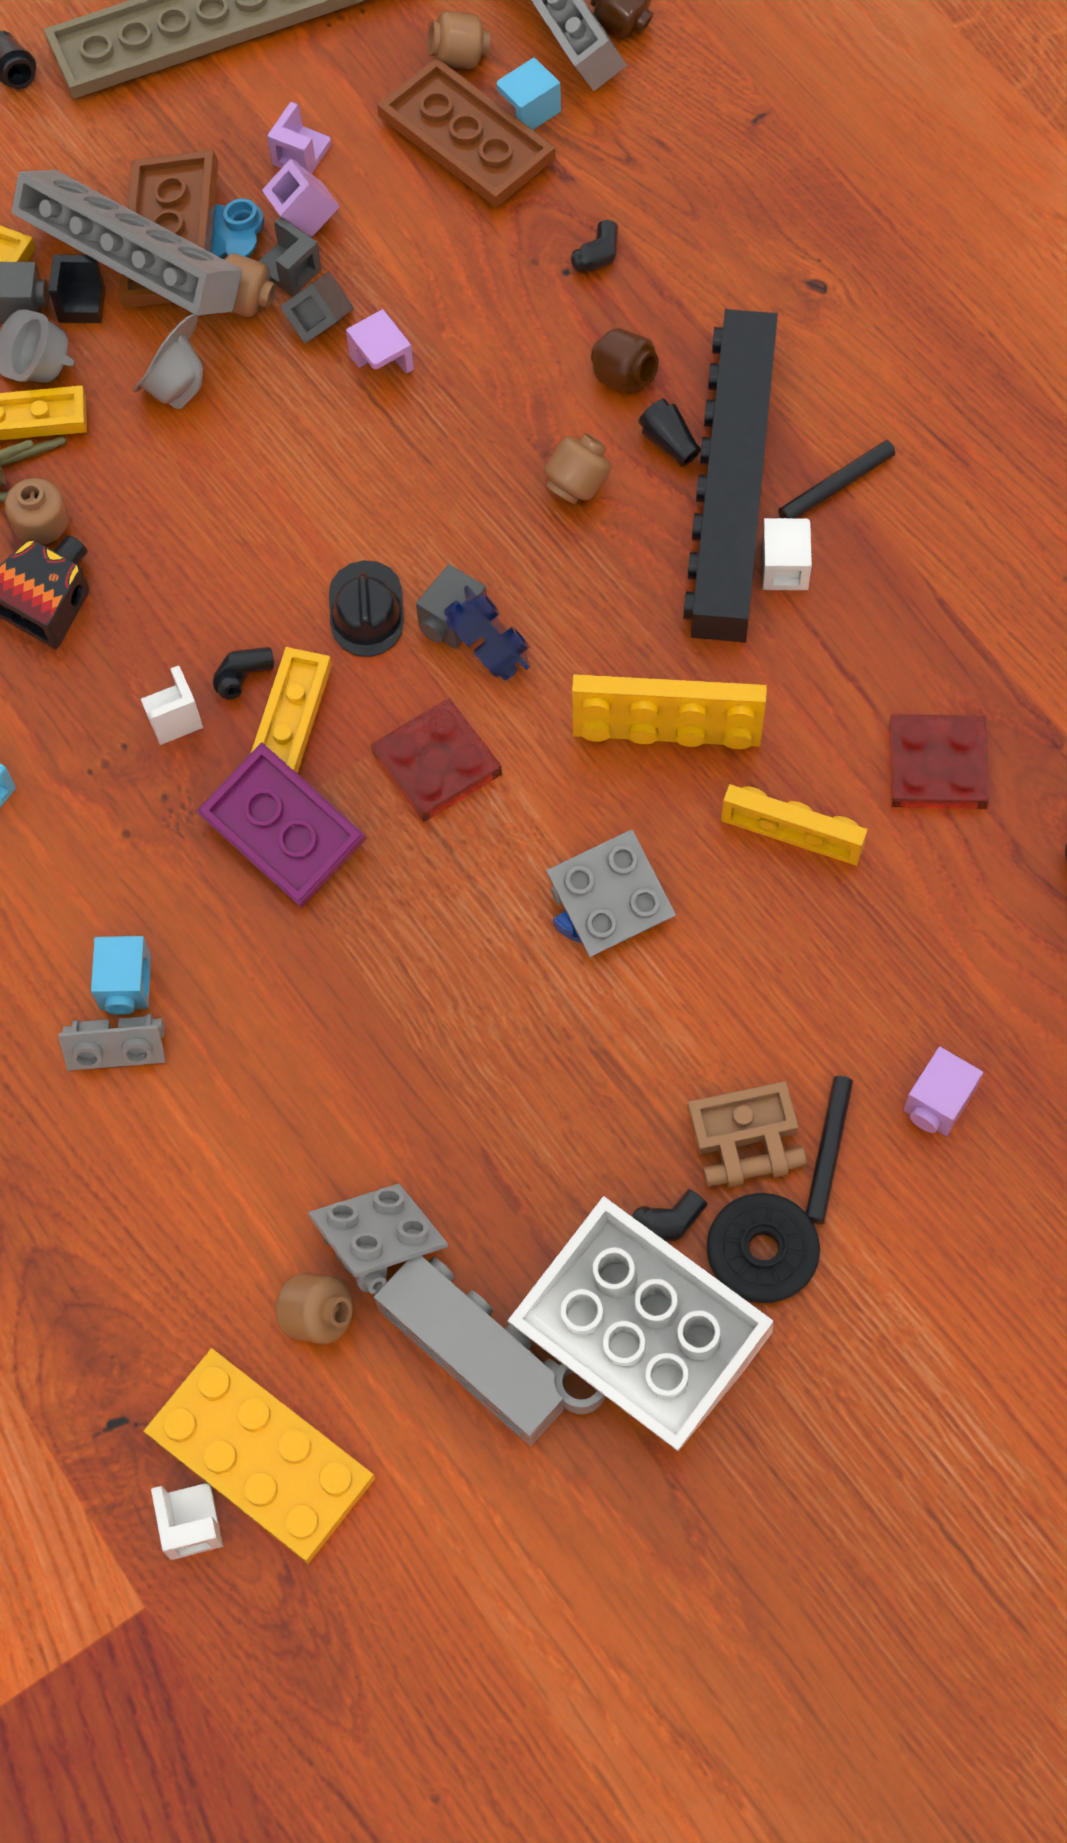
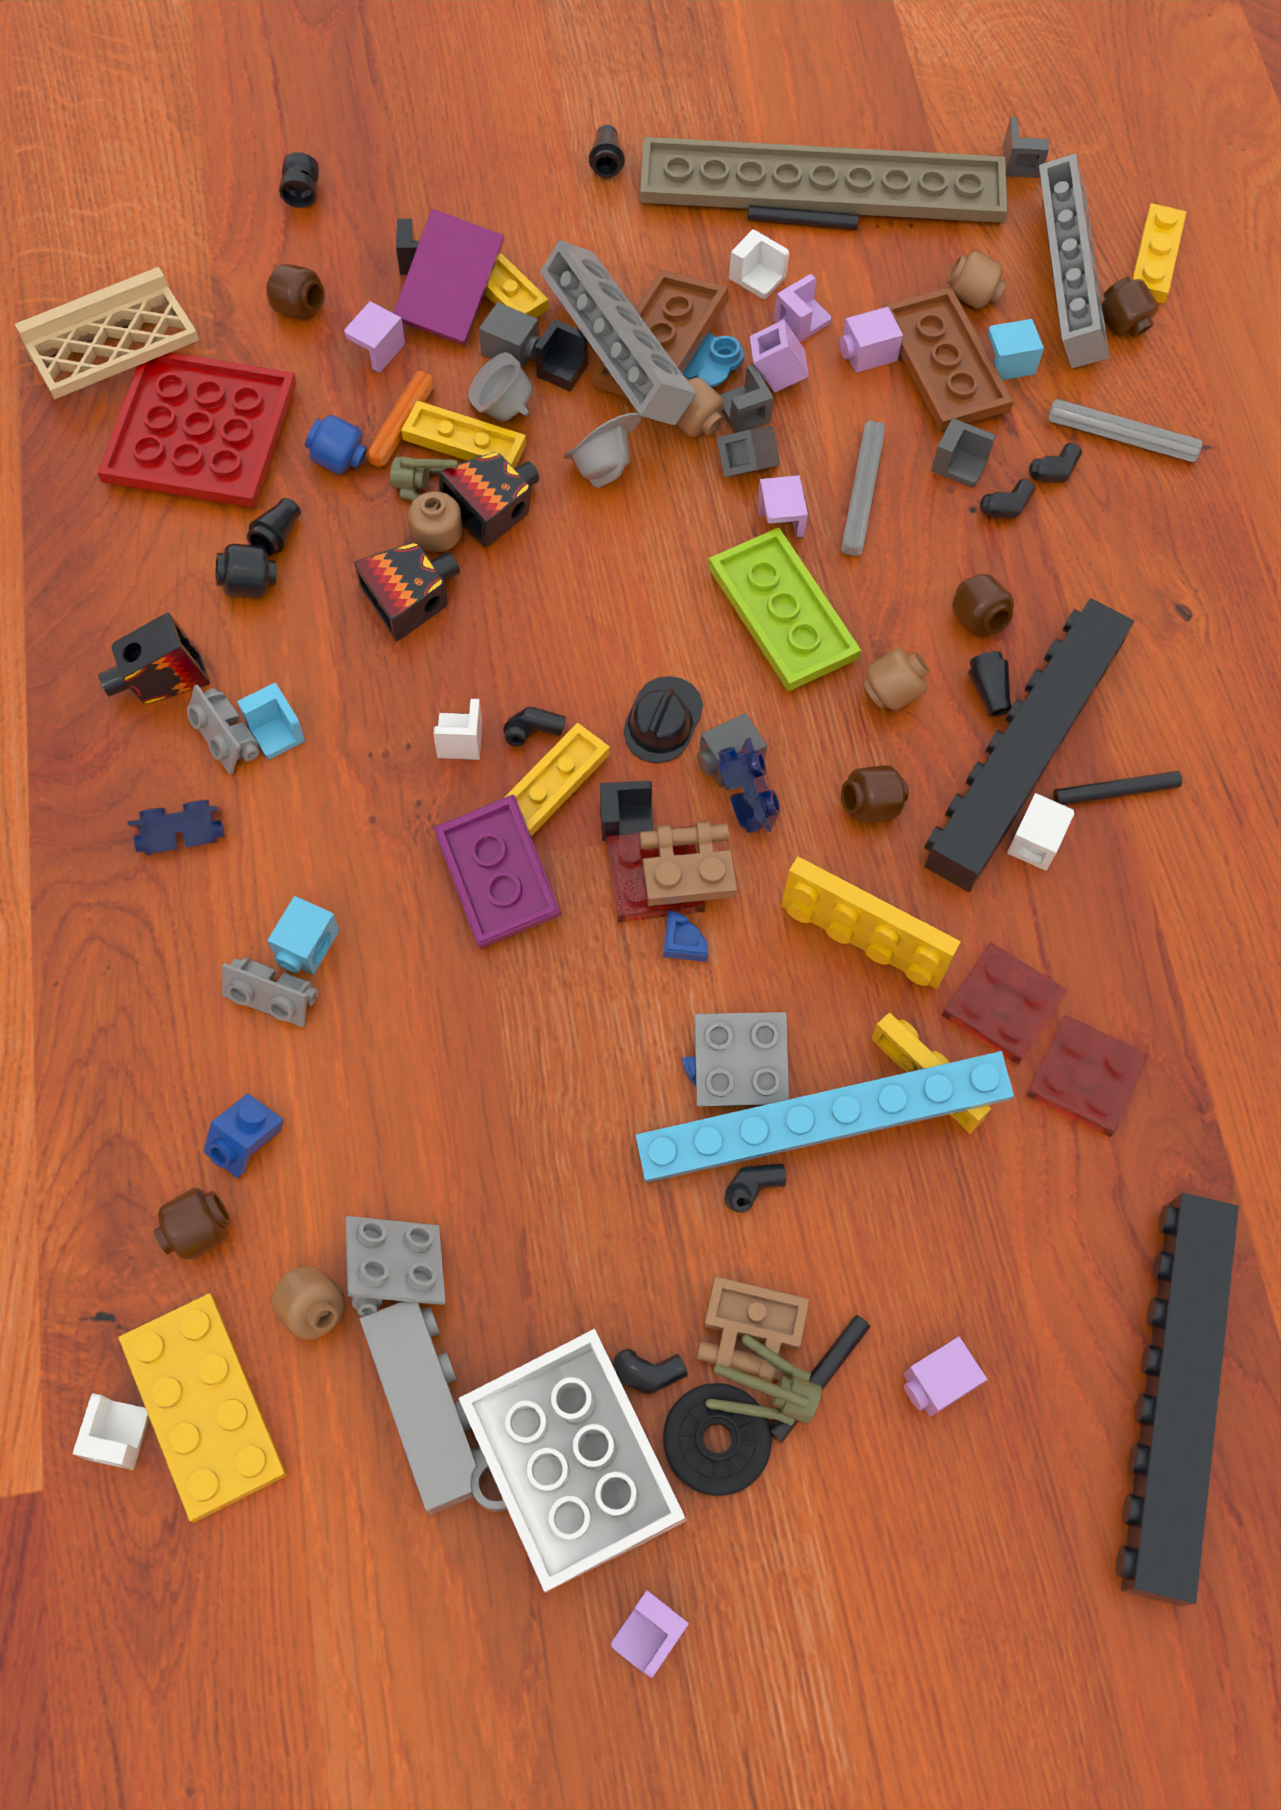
camera: 20 degrees right, 0 degrees up
(78, 459) = (490, 494): none -> torso
(160, 1189) = (240, 1133): none -> blue bracket
(160, 1291) = (192, 1224): none -> reddish brown head
(230, 113) = (758, 264): none -> white panel
(248, 47) = (803, 217): none -> black bar
(375, 709) = (625, 808): none -> black panel
(383, 143) = (871, 339): none -> lavender brick
(431, 448) = (784, 609): none -> lime plate
(449, 296) = (863, 488): none -> light grey axle
(474, 744) = (687, 876): none -> medium nougat plate
(496, 809) = (684, 939): none -> blue tile
(531, 219) = (963, 453): none -> dark grey panel
(610, 588) = (874, 794): none -> reddish brown head
(628, 196) = (1056, 468): none -> black arm
(675, 1003) = (749, 1182): none -> black arm
(676, 131) = (1125, 430): none -> light grey axle
(715, 910) = (824, 1117): none -> medium azure plate
(789, 1446) = (649, 1634): none -> lavender panel
(815, 1171) = (794, 1396): none -> olive plant
(829, 729) = (1004, 1002): none -> clear red plate

